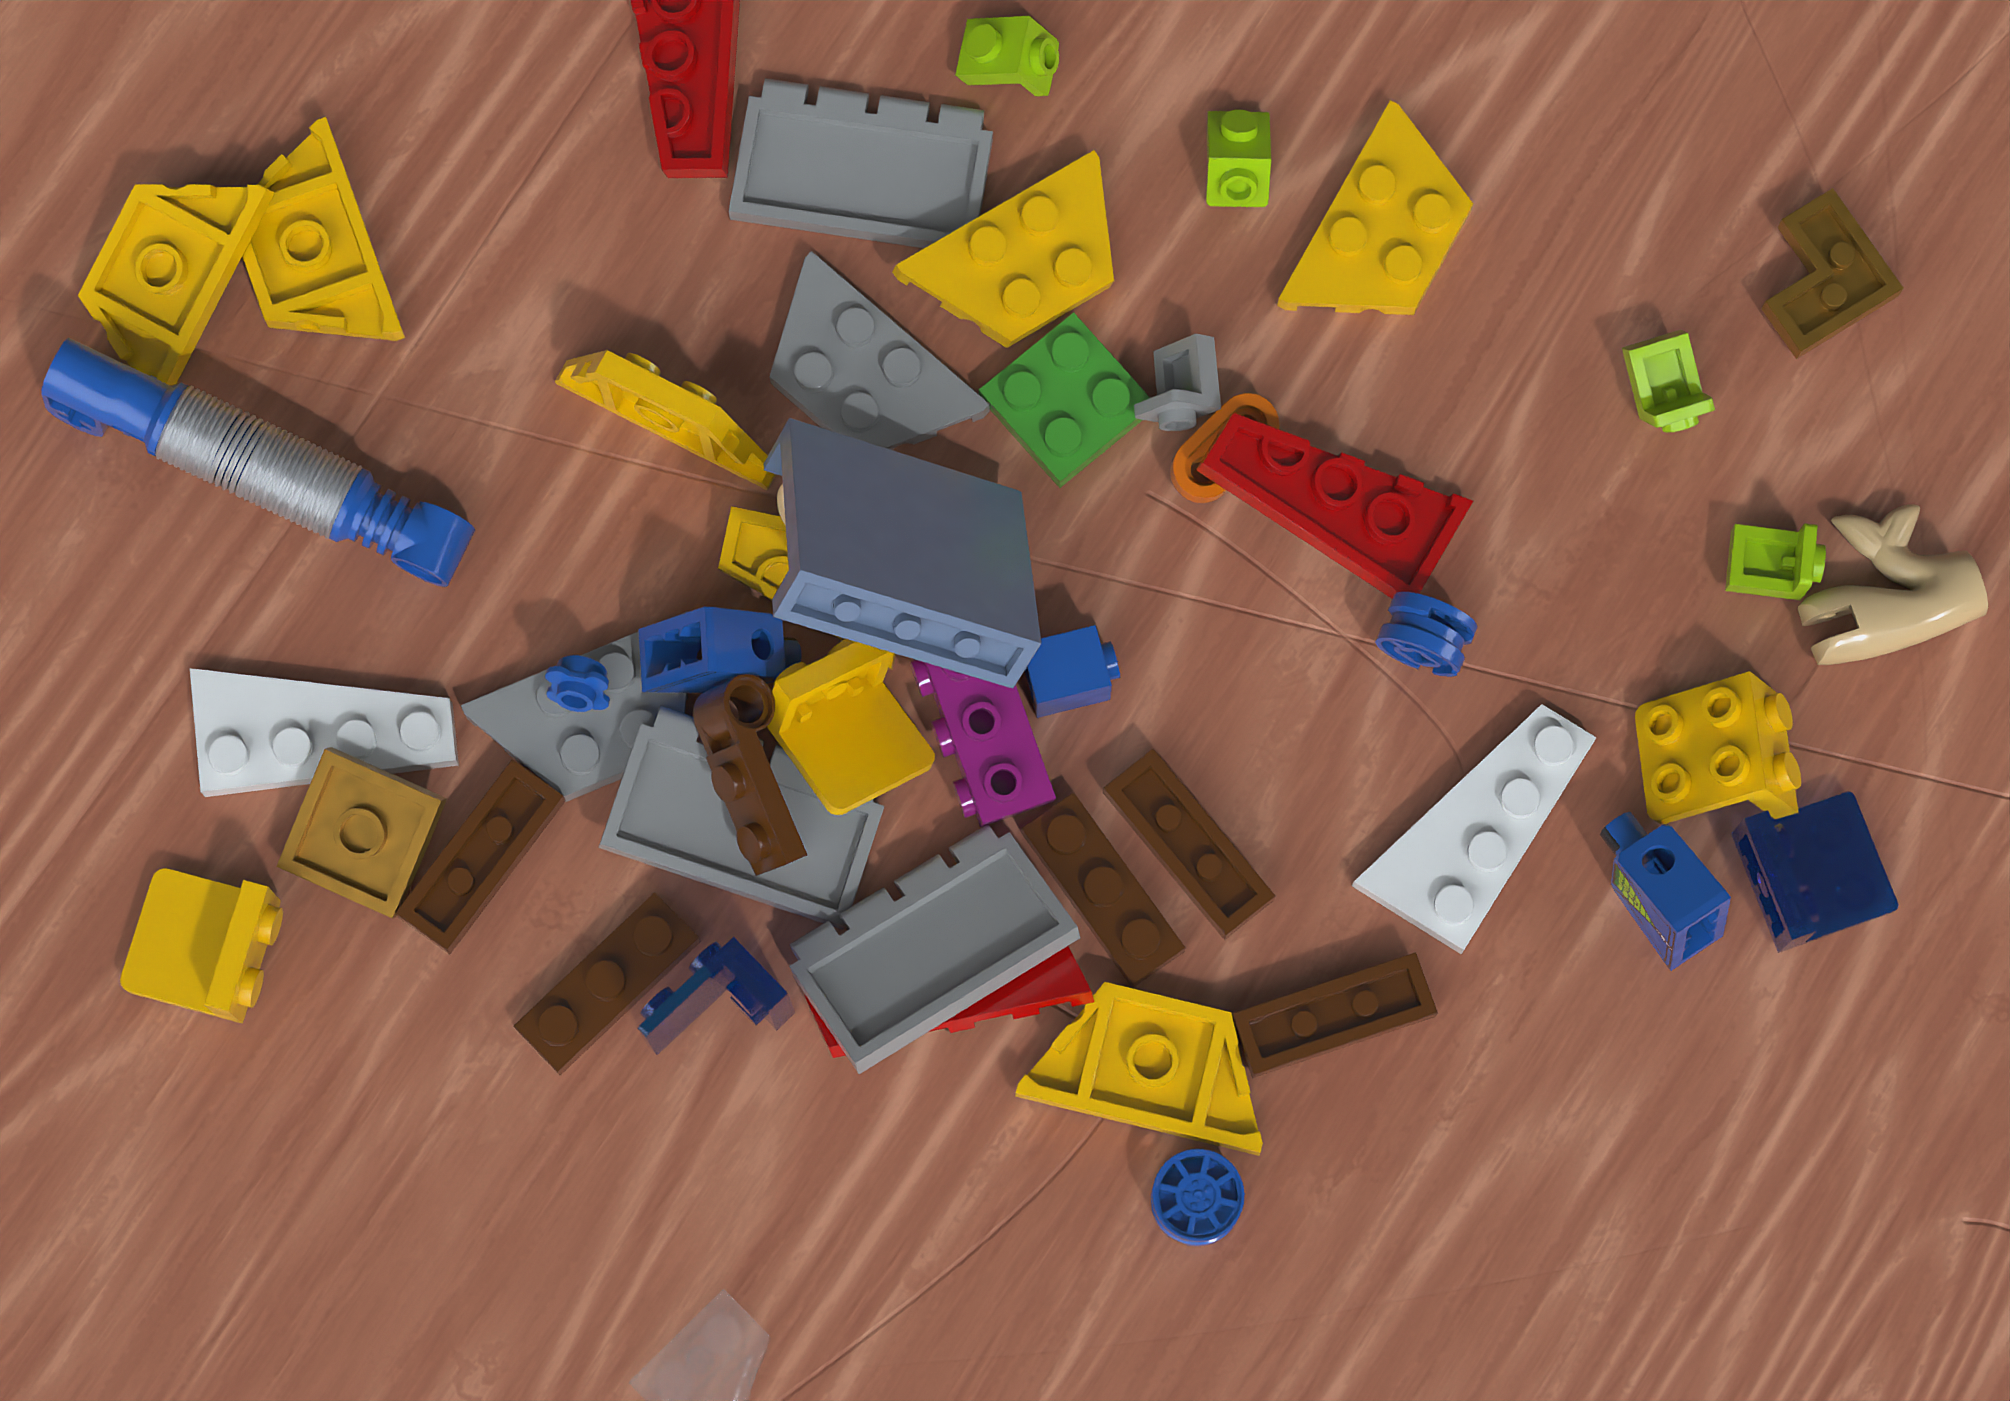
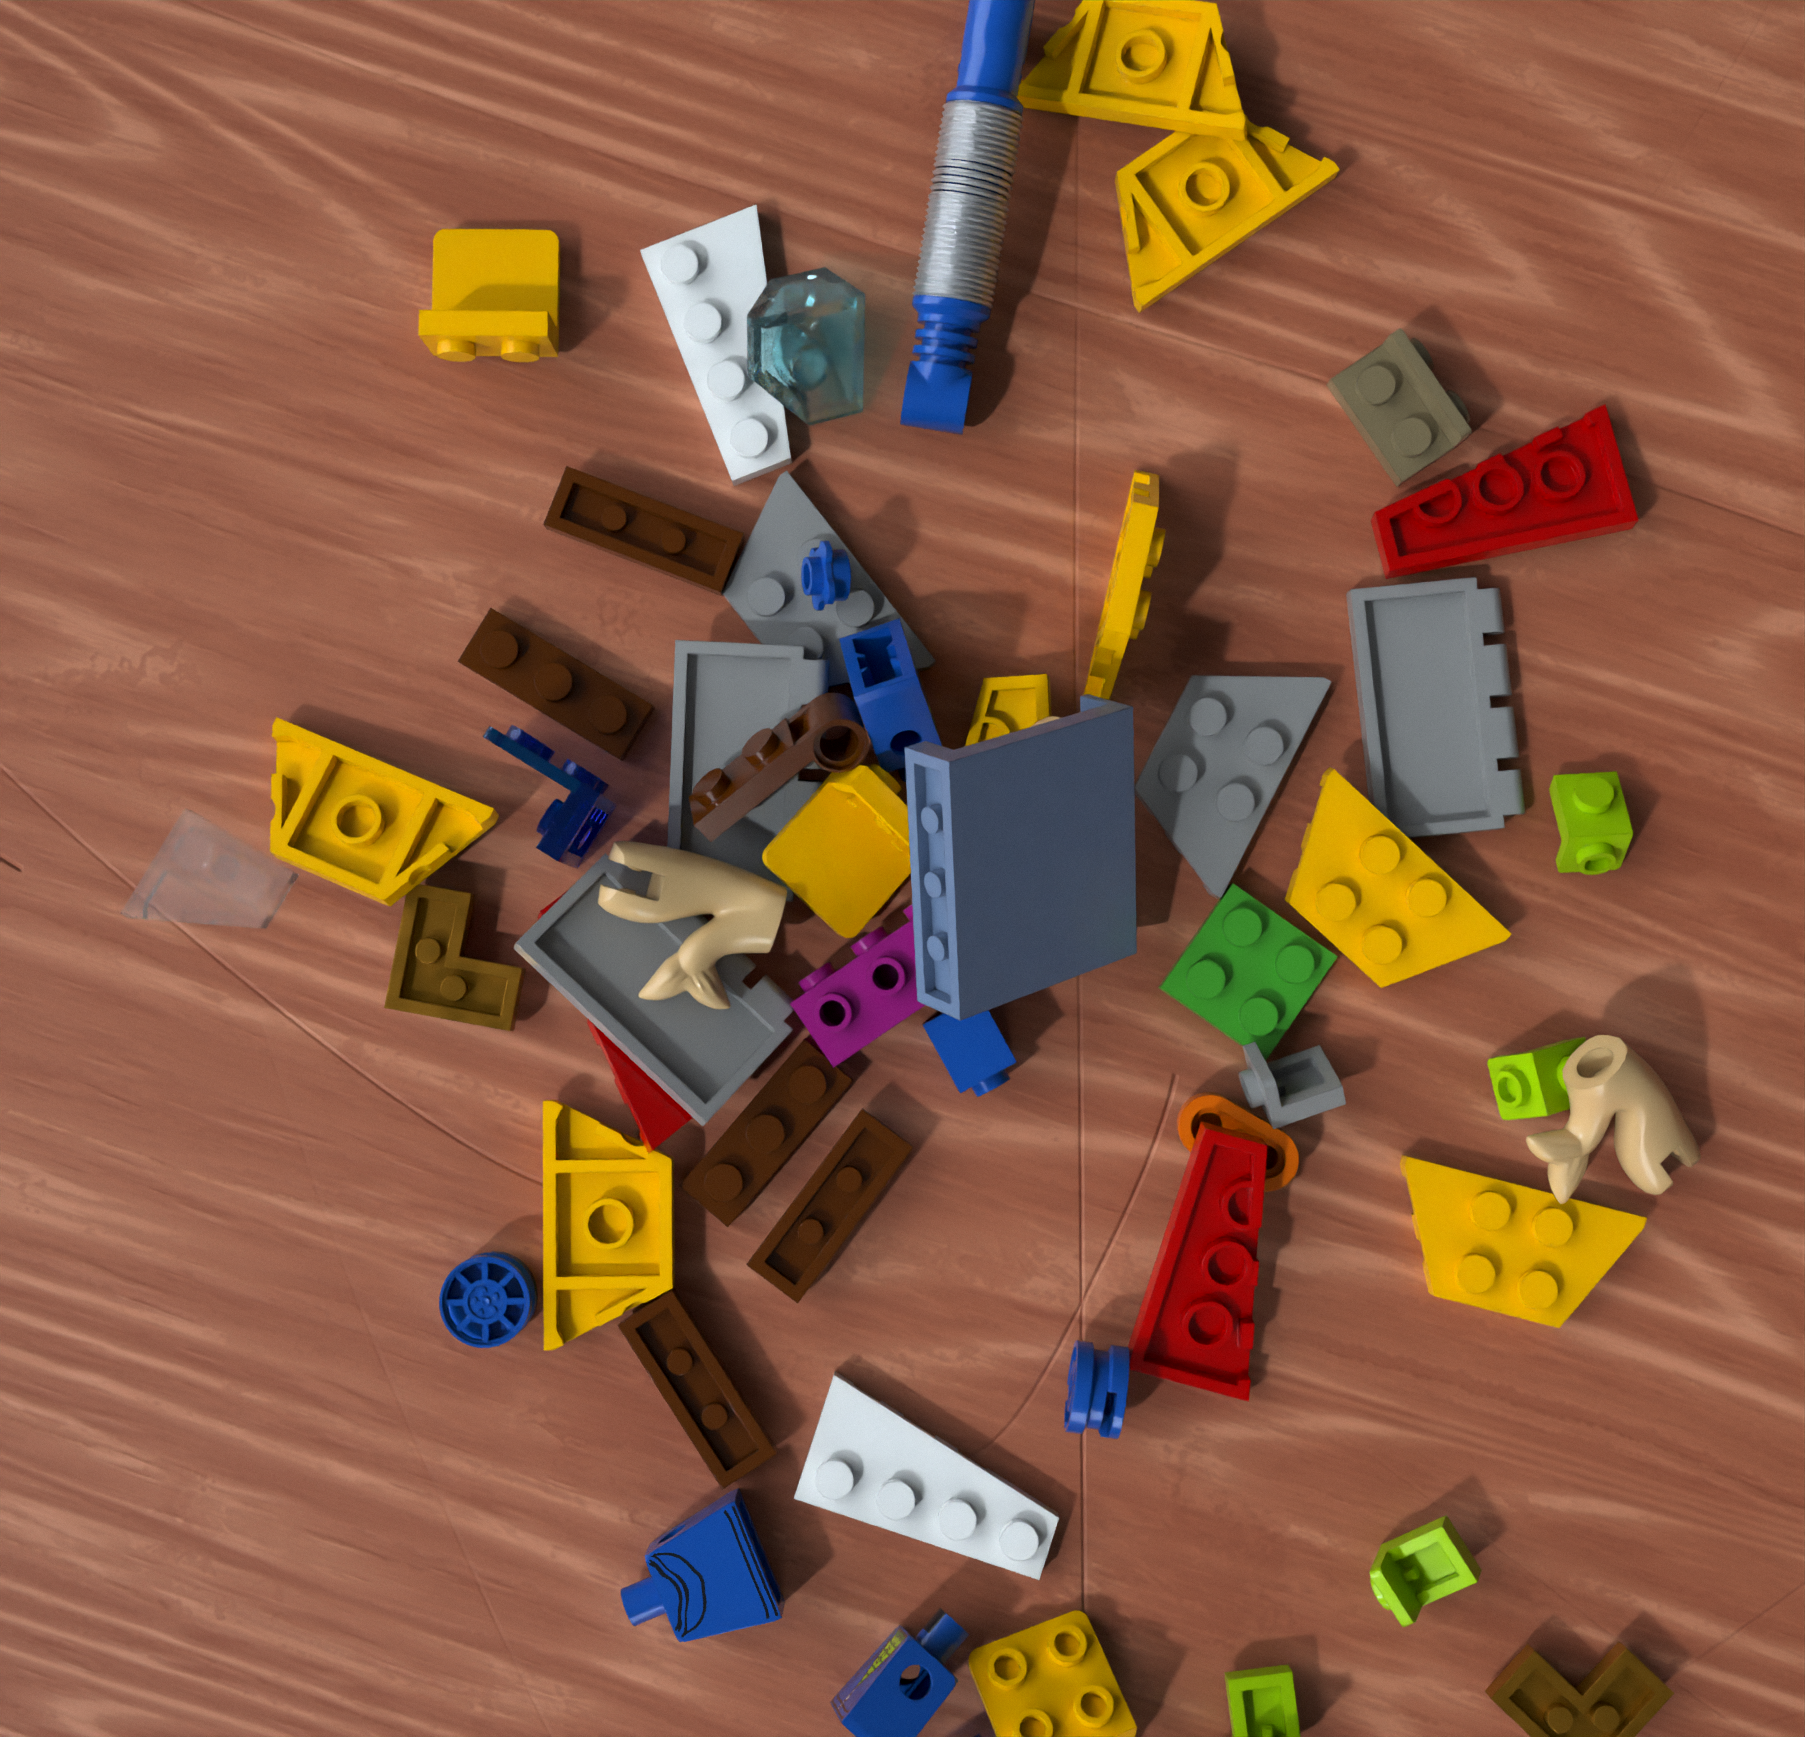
camera: 75 degrees right, 10 degrees up
(347, 641) = (809, 344): none -> clear light blue slope
(361, 832) = (636, 411): pearl gold plate -> none
(568, 121) = (1401, 407): none -> dark tan bracket
(687, 1201) = (363, 818): none -> yellow wing
(841, 891) = (692, 885): none -> tan piece
(860, 1172) = (435, 977): none -> pearl gold plate
(1254, 94) = (1608, 1079): none -> tan piece
(1516, 1049) = (707, 1575): none -> blue torso

